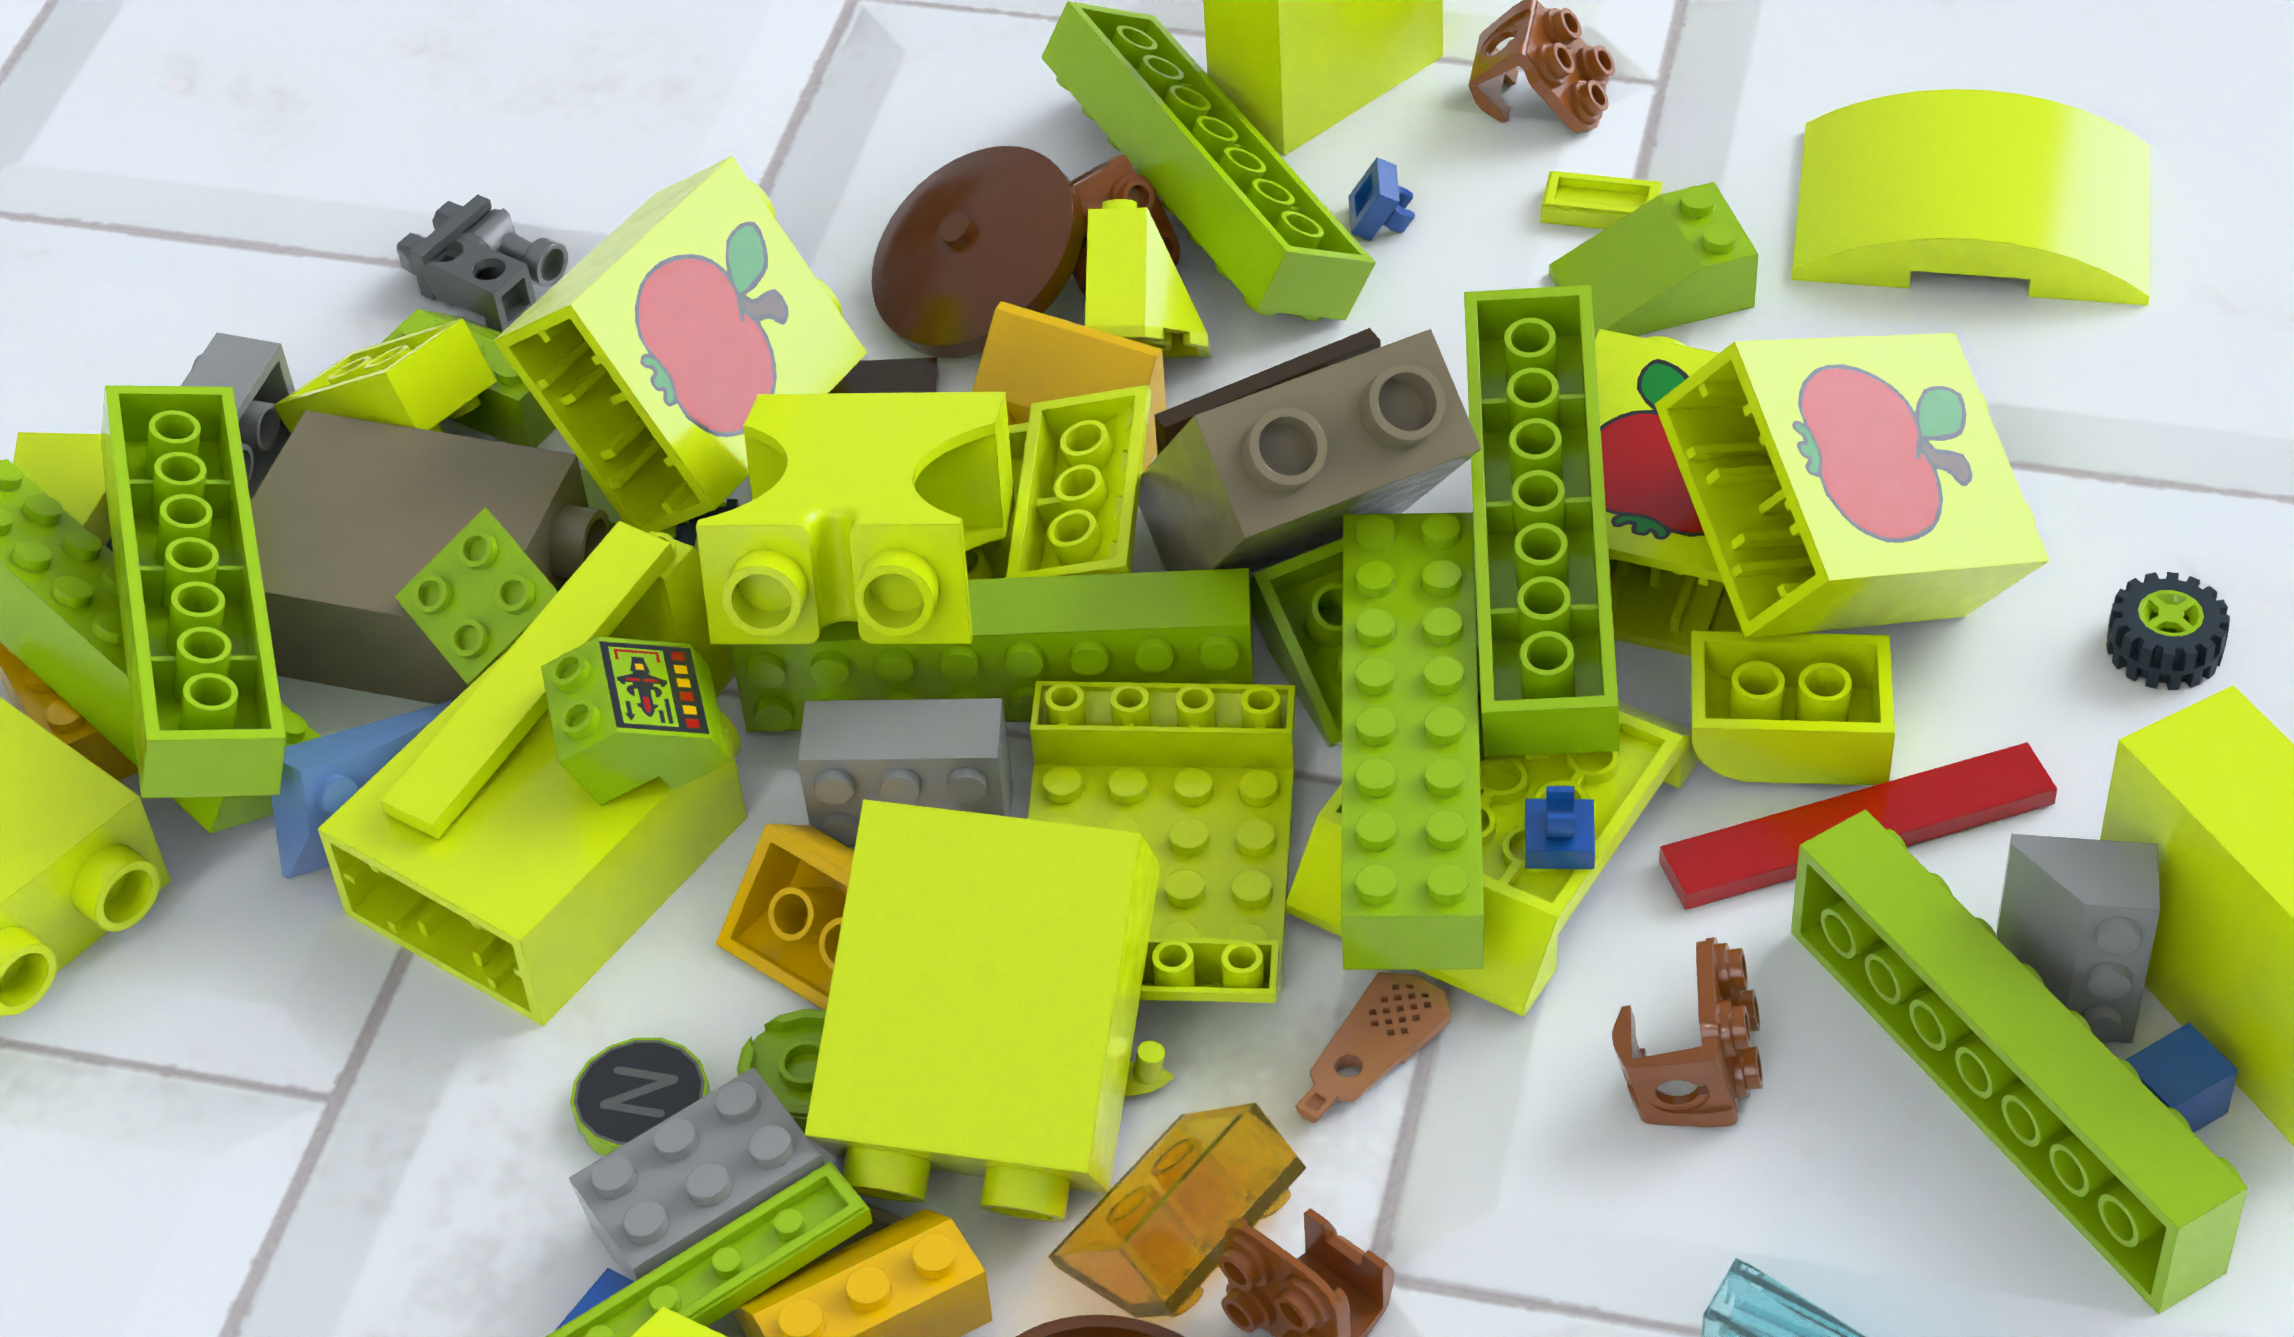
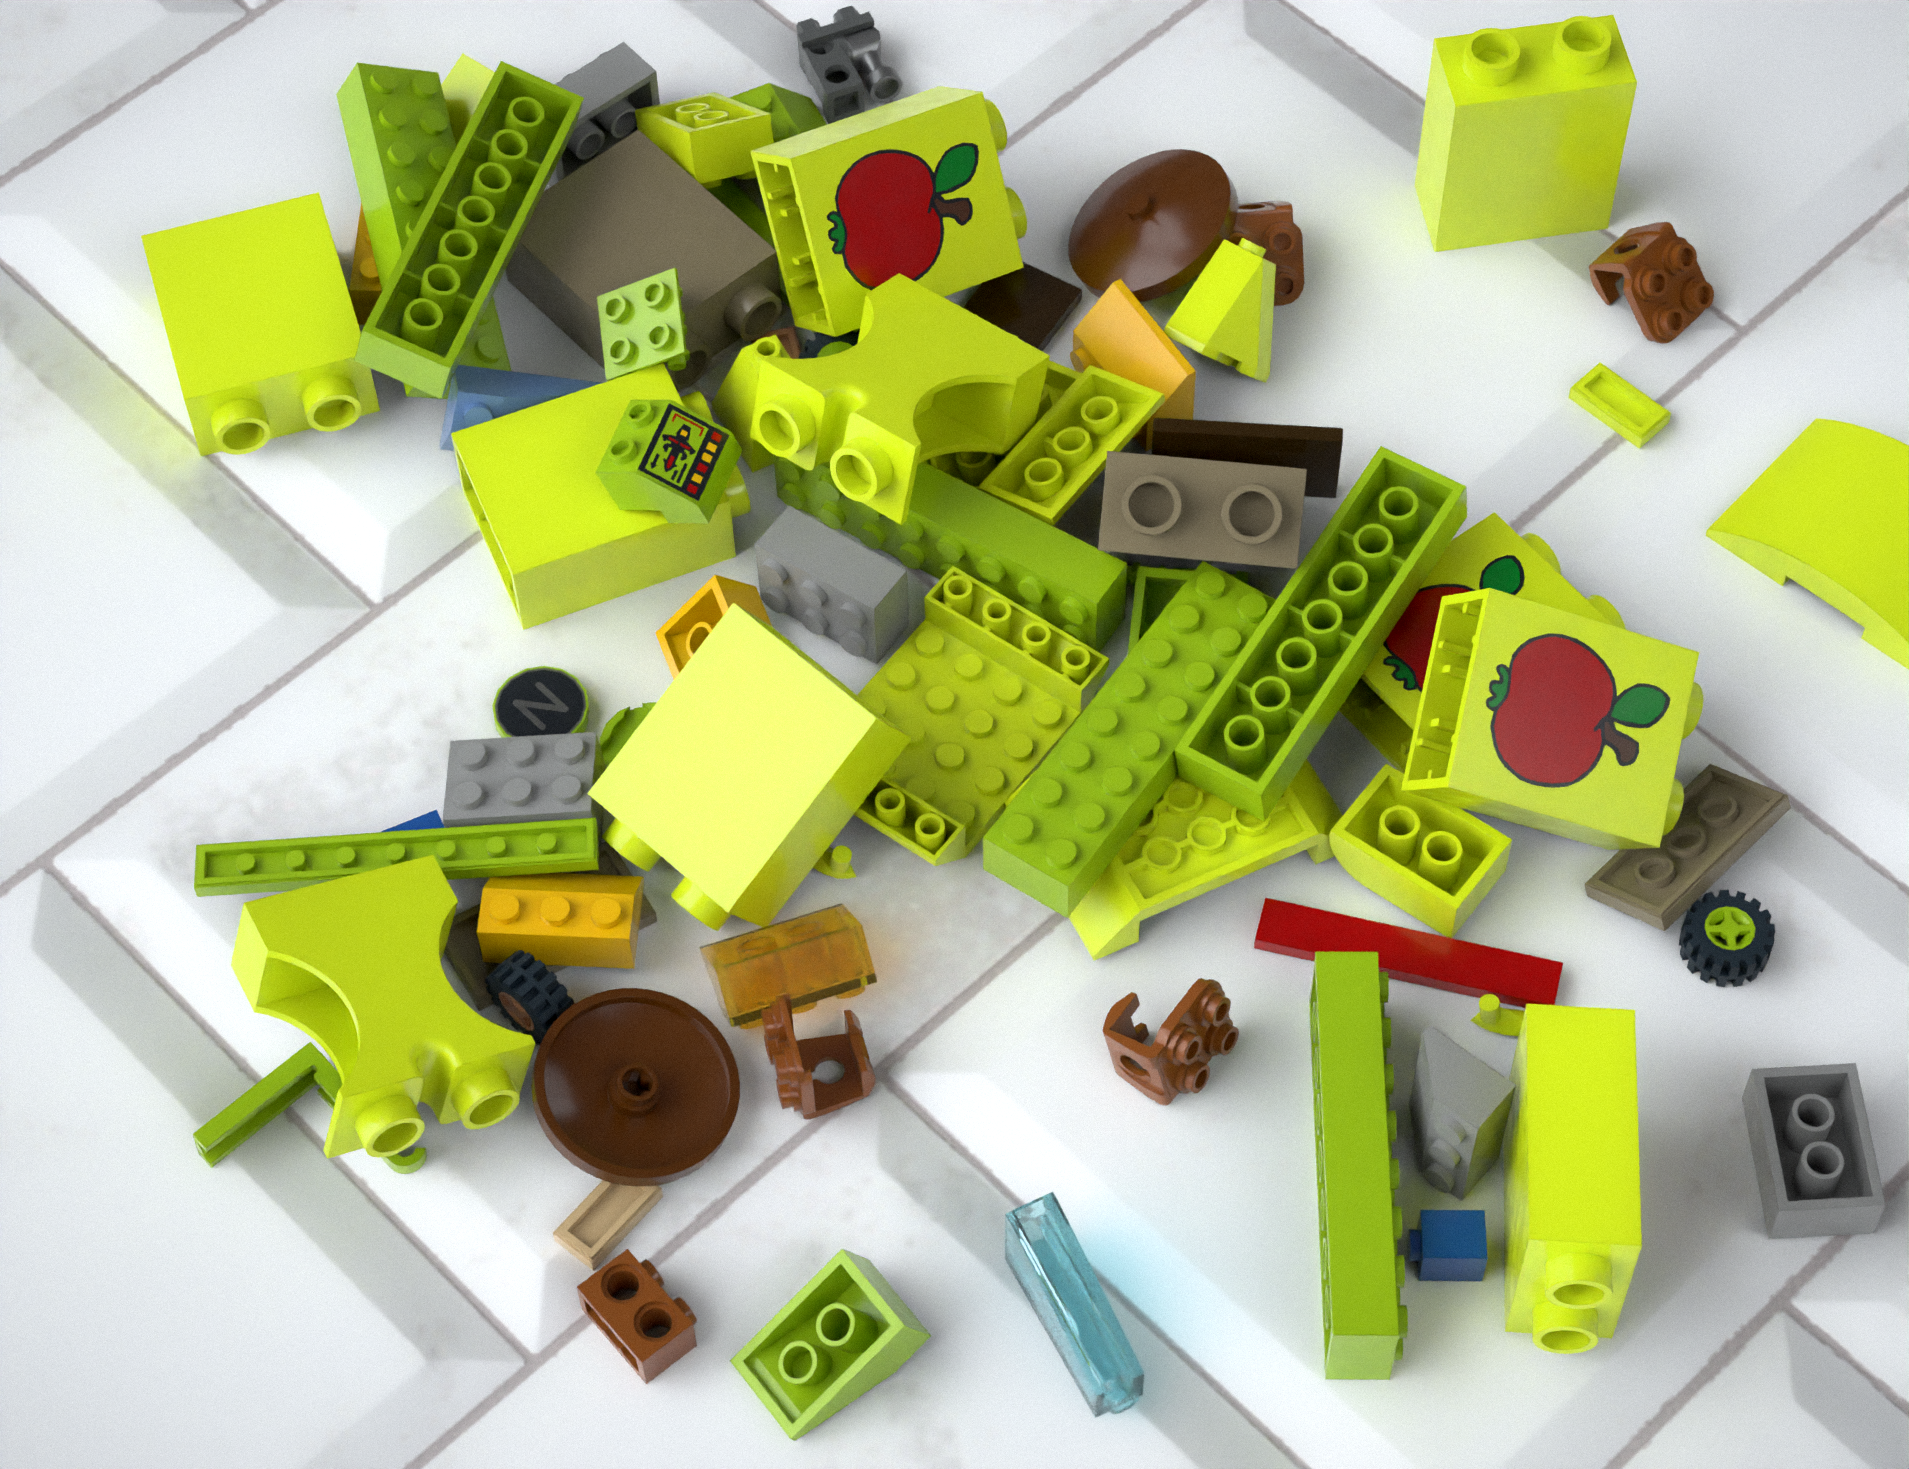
camera: 30 degrees right, 10 degrees up
(514, 692) = (601, 410): neon yellow tile -> none
(1208, 163) = (1356, 235): lime brick -> none
(1379, 201) = (1460, 323): blue tile -> none
(1381, 1031) = (986, 927): nougat piece -> none
(1559, 831) = (1182, 855): blue tile -> none
(1665, 264) = (1608, 479): lime slope -> none
(2042, 823) = (1496, 1018): none -> neon yellow bar
(2070, 599) = (1716, 826): none -> dark tan tile

